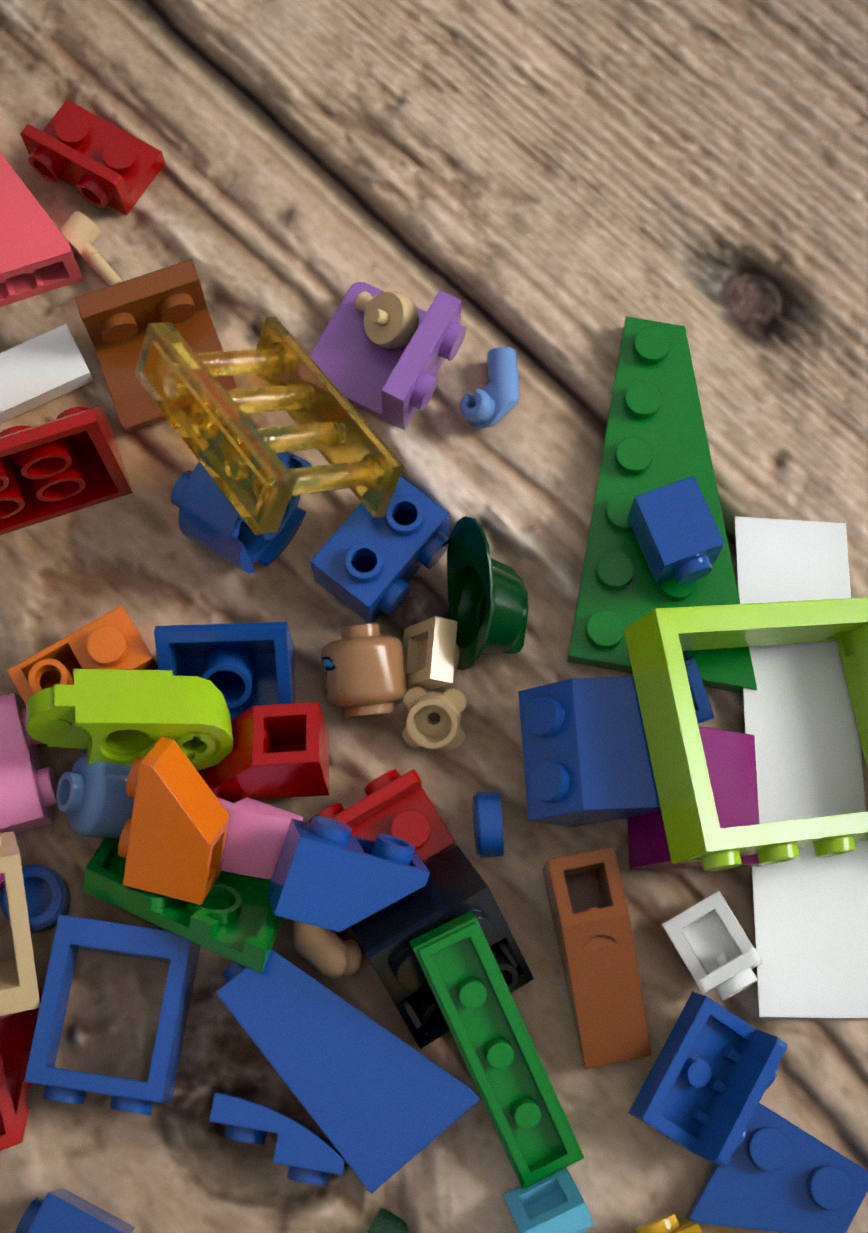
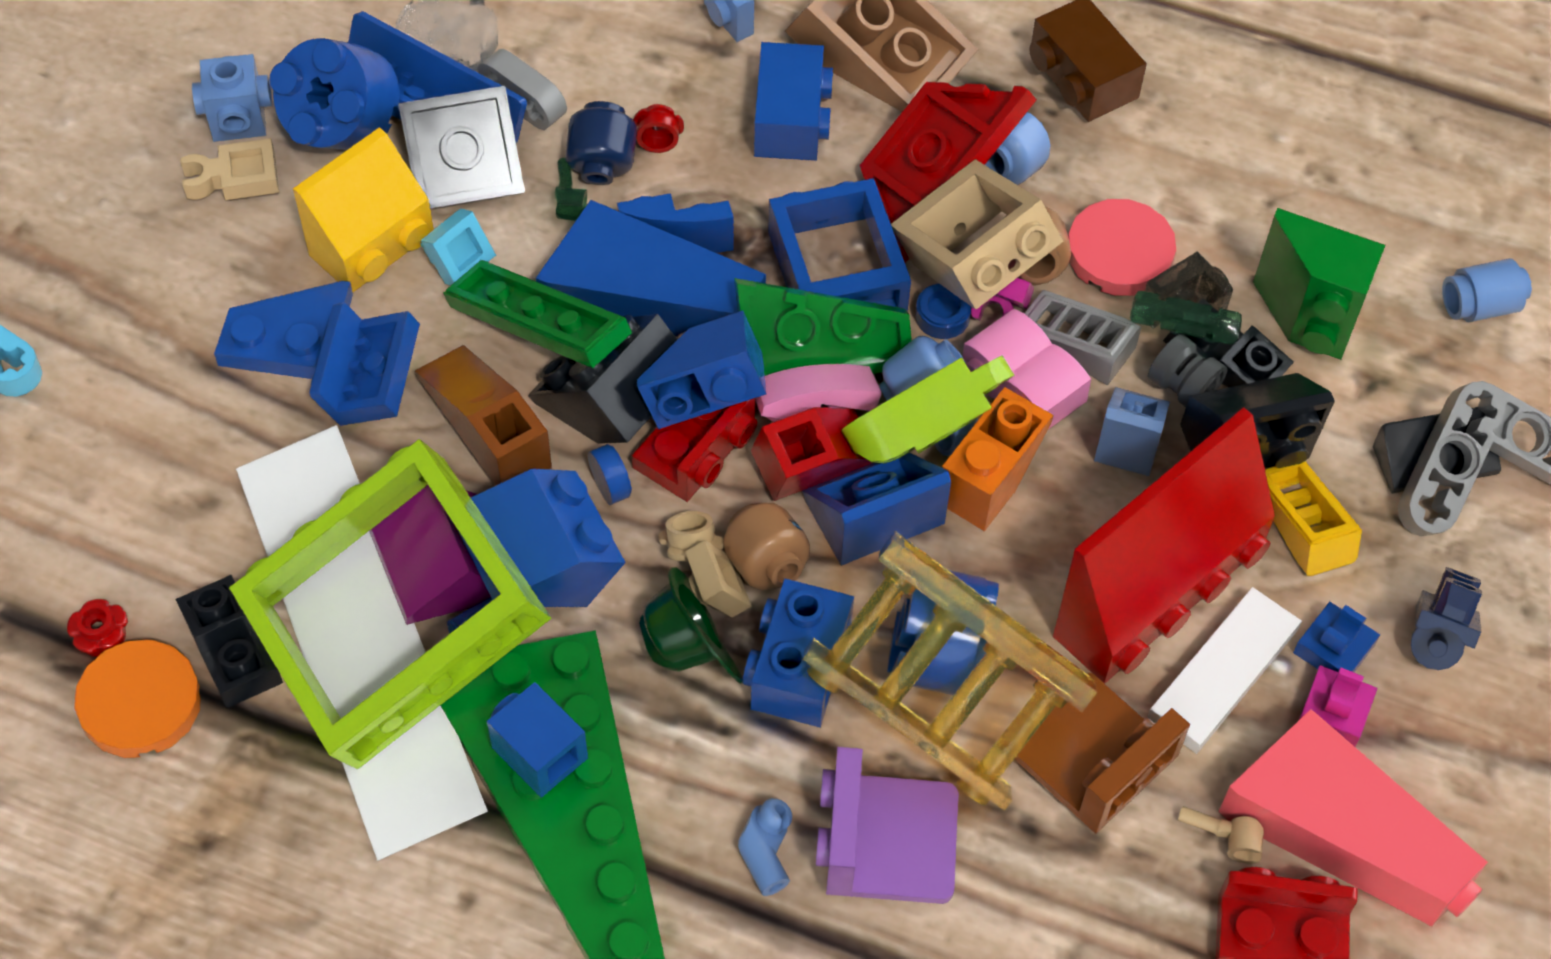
camera: 155 degrees right, 15 degrees down
(175, 827) = (853, 350): orange slope -> none
(388, 318) = (897, 851): tan piece -> none
(714, 947) = (375, 436): white bracket -> none

